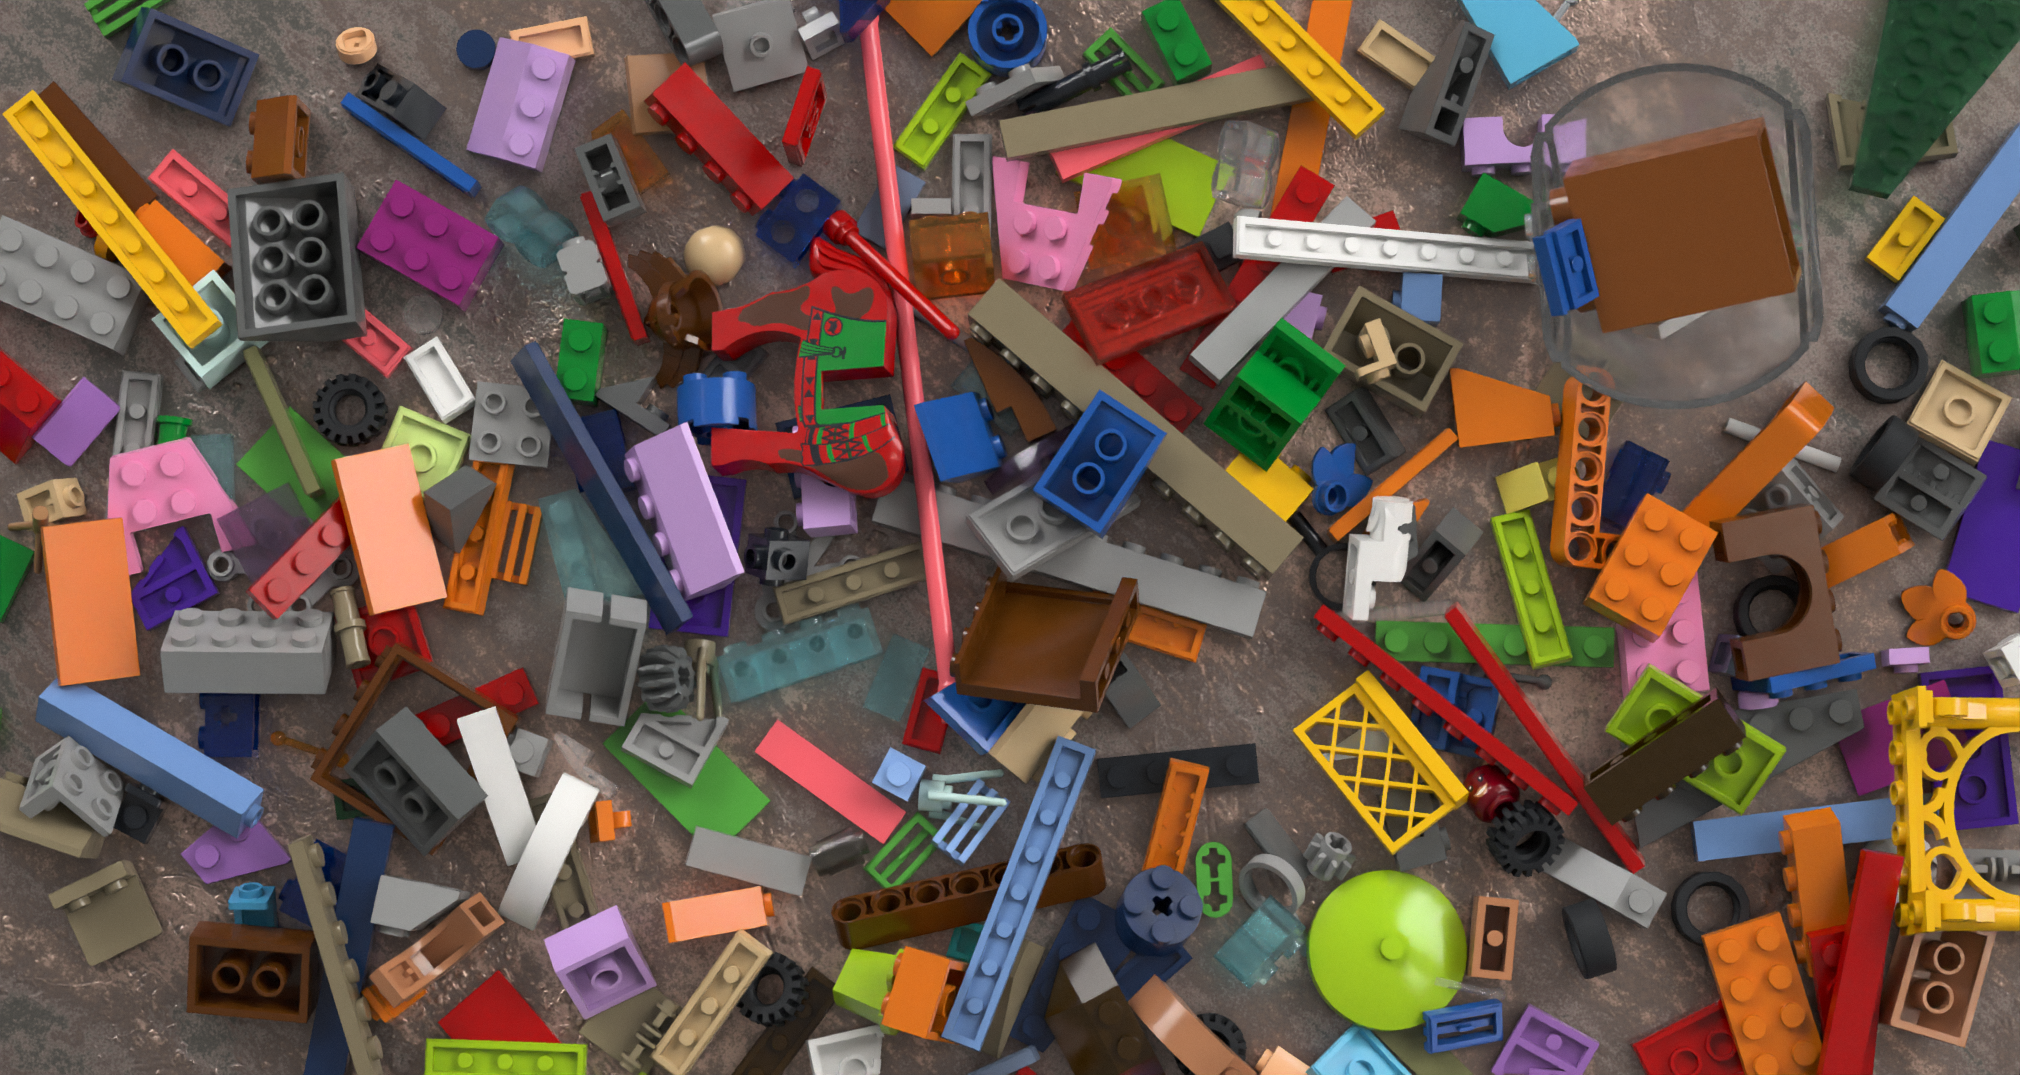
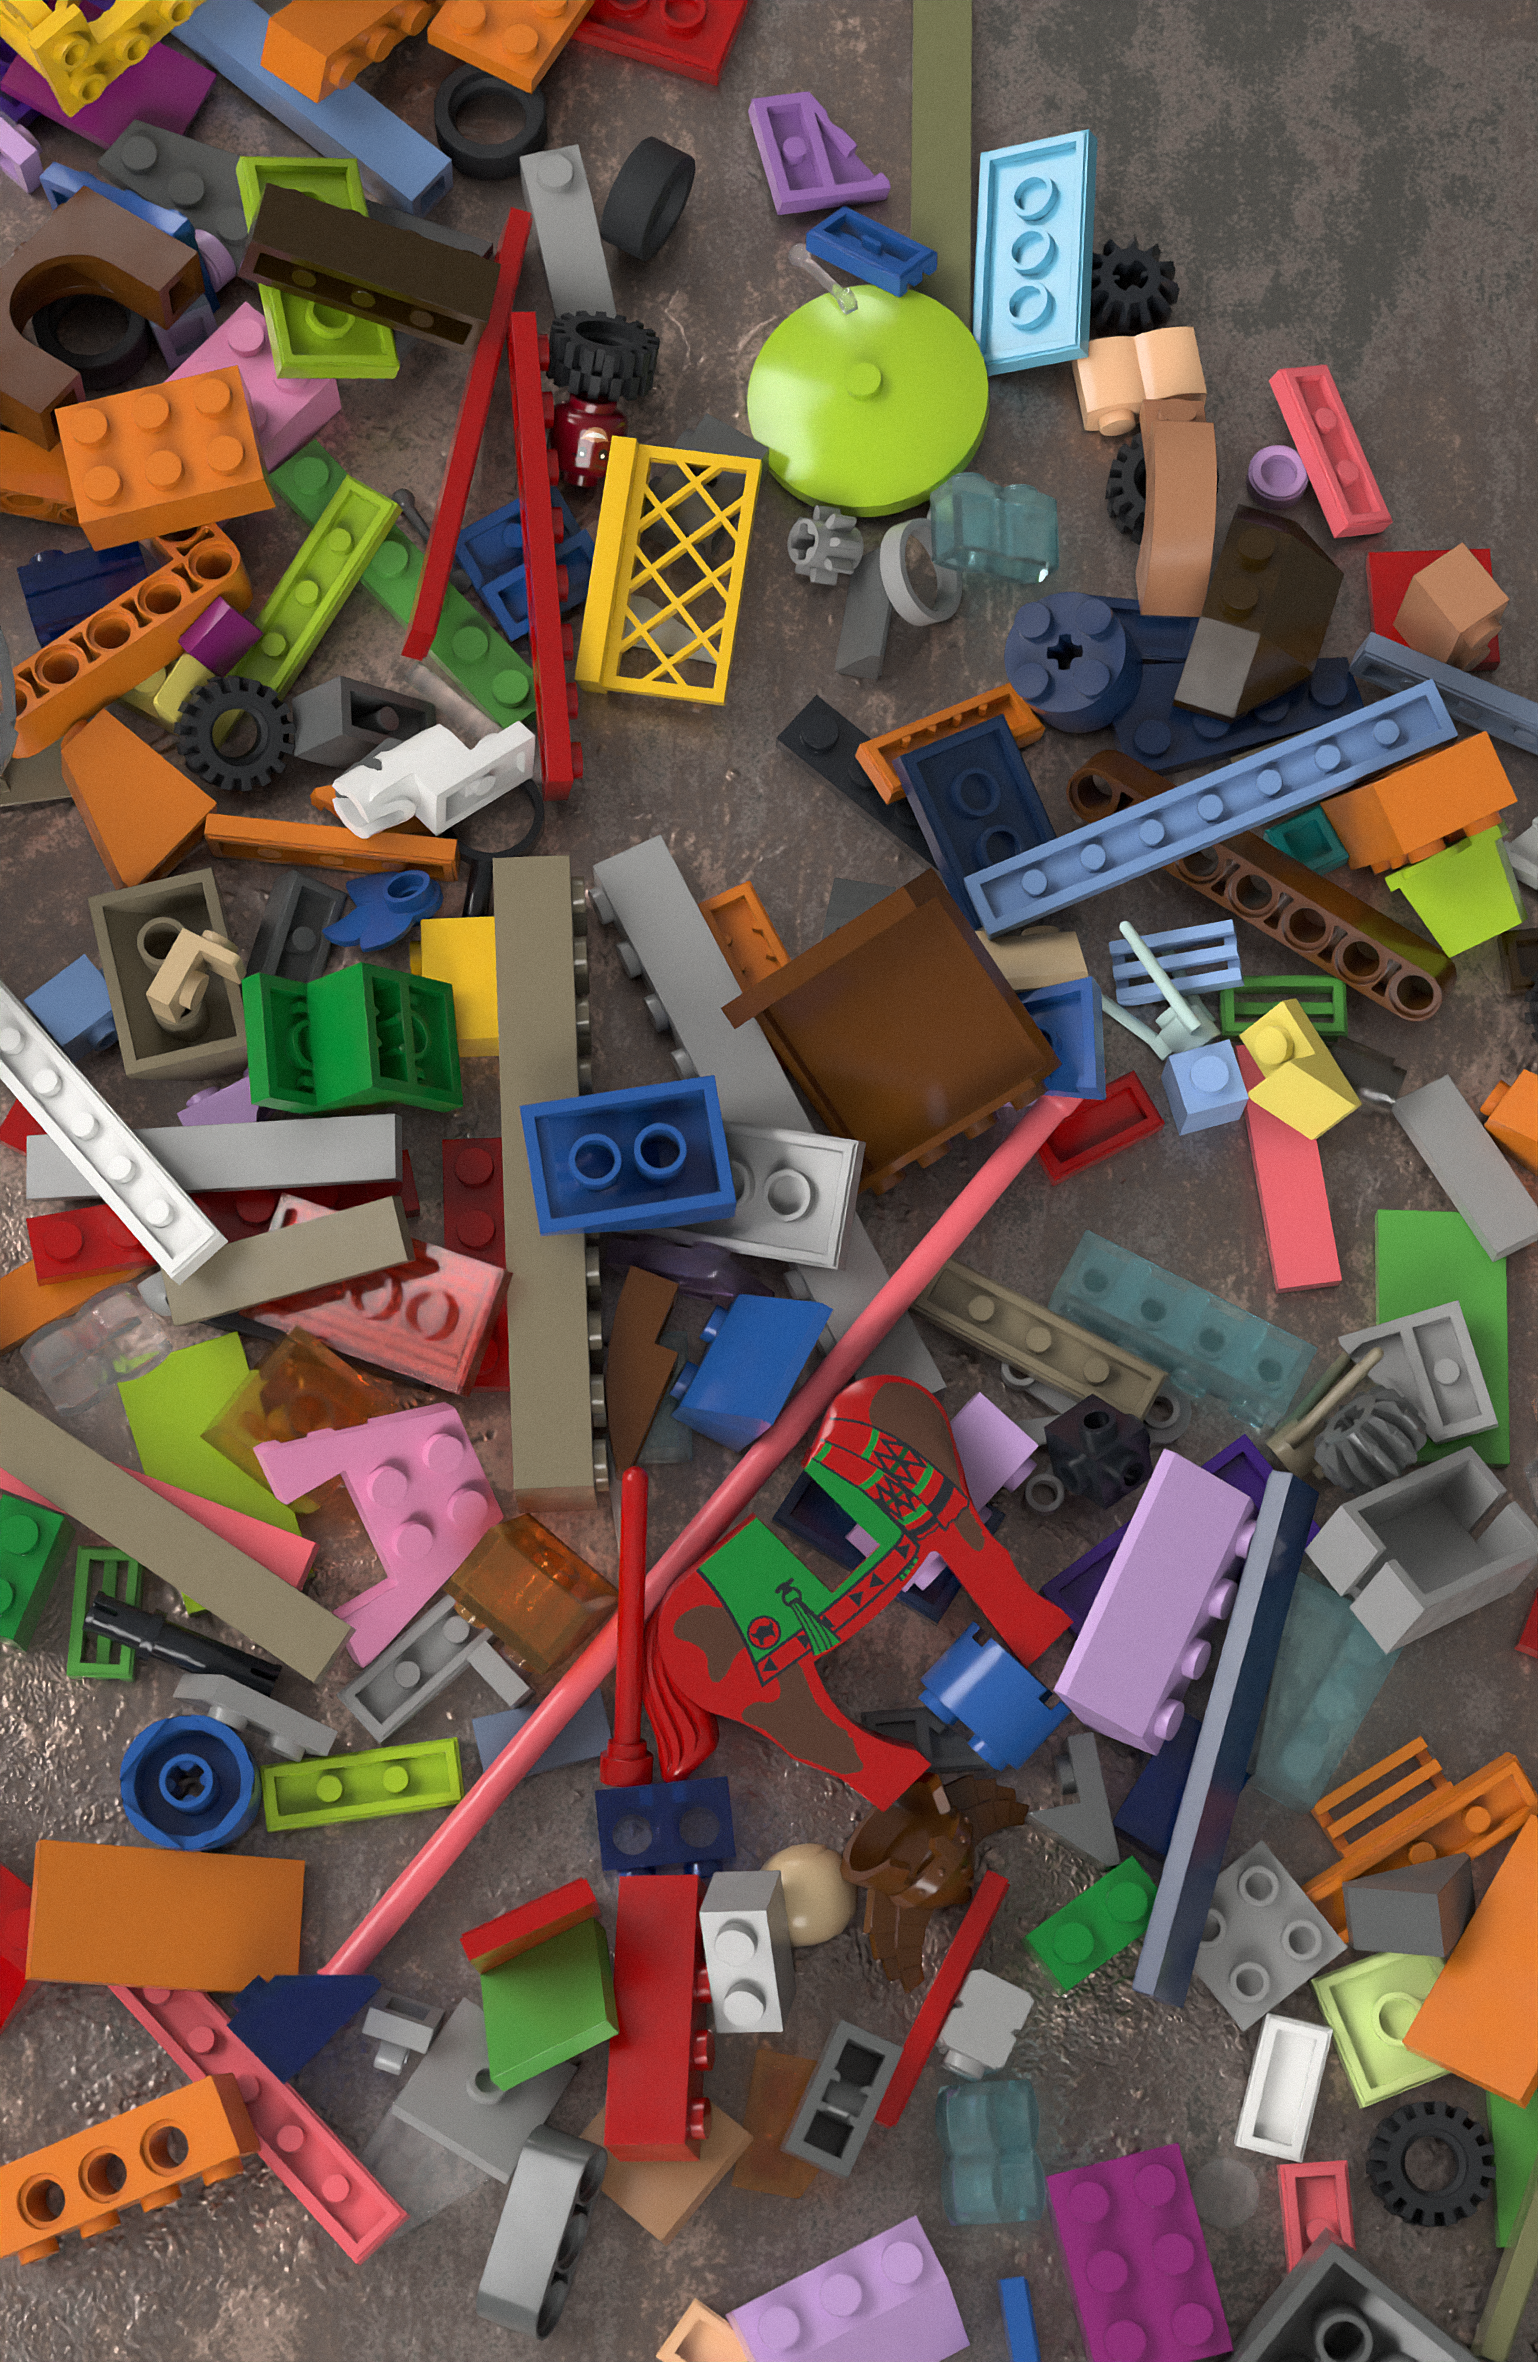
camera: 140 degrees left, 10 degrees down
(709, 201) = (748, 1951): none -> light grey brick
(764, 96) = (548, 2004): none -> bright green tile
(856, 820) = (1300, 1073): none -> light yellow slope
(896, 677) = (1095, 1200): clear light blue tile -> none
(1129, 798) = (973, 803): none -> dark blue tile
(1195, 282) = (293, 1261): none -> dark tan tile
(1224, 878) = (962, 641): bright green beam -> none
(1470, 481) = (197, 727): none -> black tyre
(1492, 938) = (745, 297): nougat brick -> none
(1544, 523) = (220, 637): none -> magenta tile

